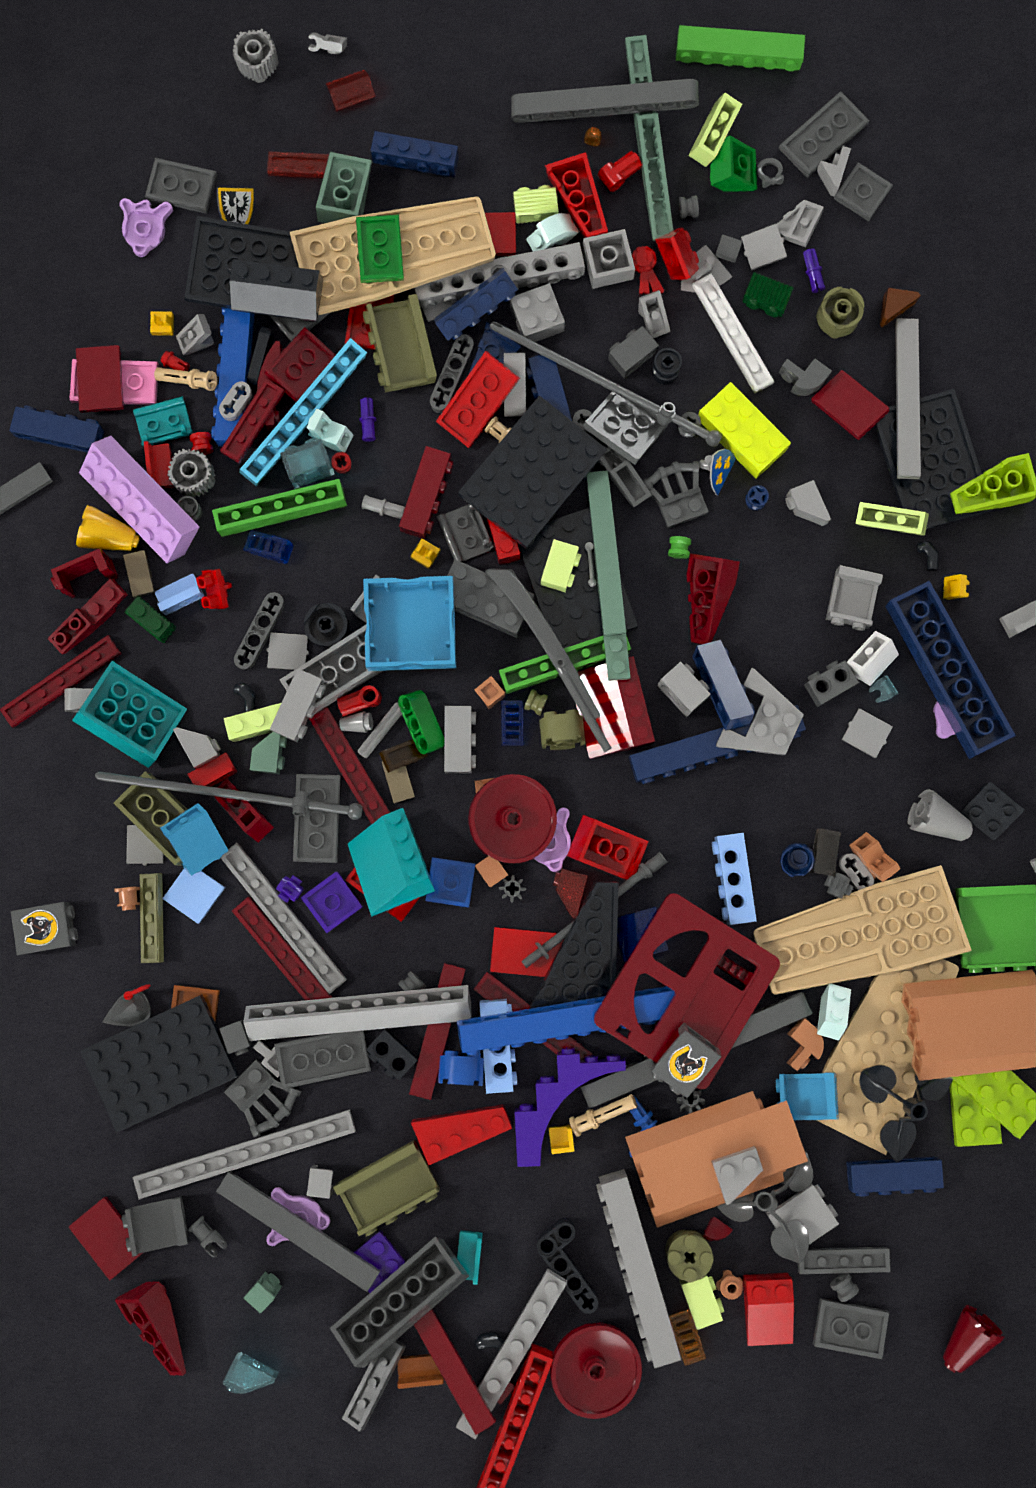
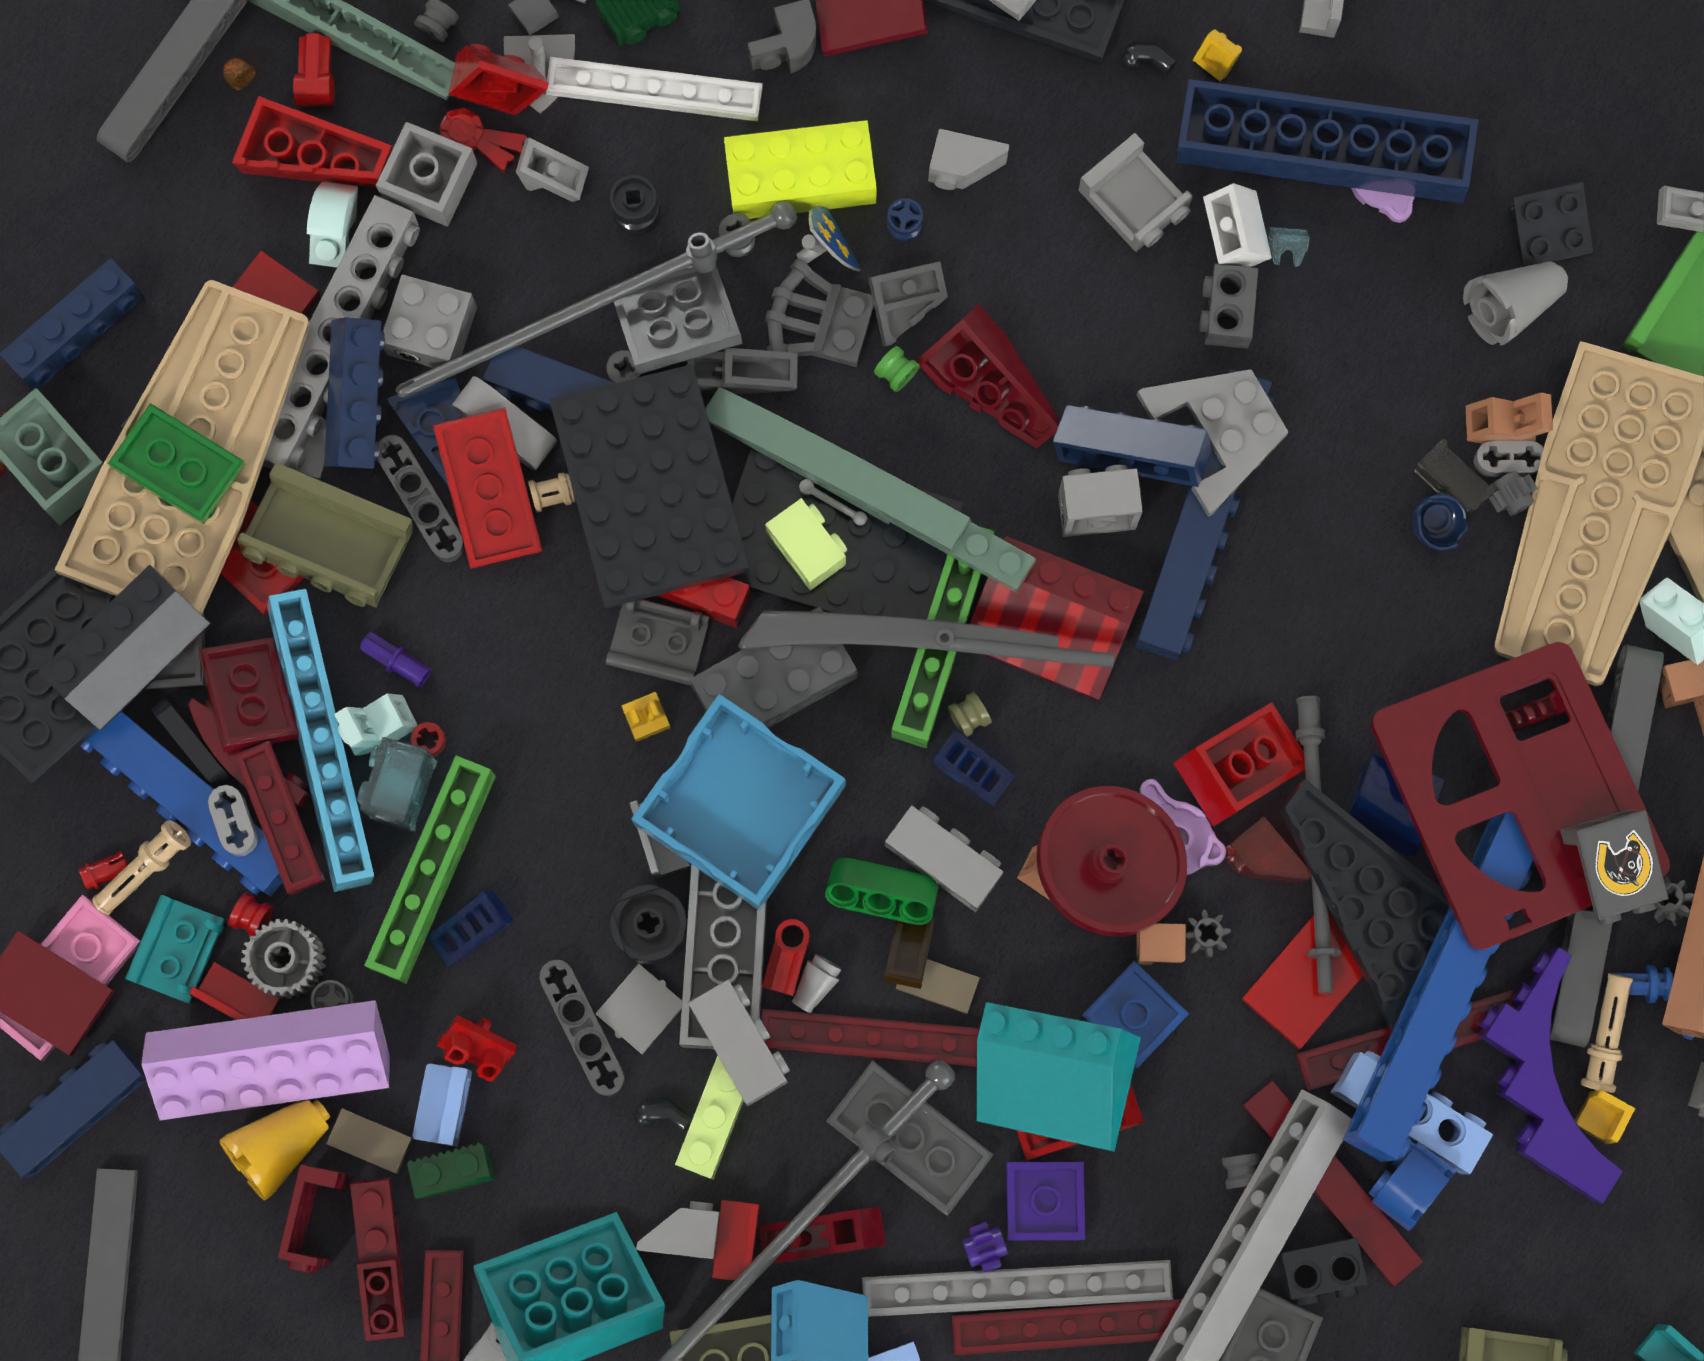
camera: 55 degrees left, 5 degrees down
(162, 323) = (31, 848): yellow tile -> none
(195, 335) = (88, 812): light grey slope -> none
(267, 754) = (769, 1141): sand green slope -> none
(380, 731) = (851, 958): light grey axle -> none
(382, 507) = (537, 726): light grey axle -> none
(425, 492) = (561, 652): dark red brick -> none
(454, 1132) = (1495, 1250): red wedge -> none
(490, 692) = (910, 765): nougat panel -> none
(535, 204) = (272, 215): yellowish green brick -> none
(562, 730) = (1036, 705): olive brick -> none
(632, 351) = (579, 235): dark grey brick -> none
(718, 526) = (905, 298): none -> dark grey wing
(746, 911) = (1461, 639): light blue brick -> none
(867, 733) = (1330, 309): light grey piece -> none
(892, 518) = (1068, 66): yellowish green brick -> none

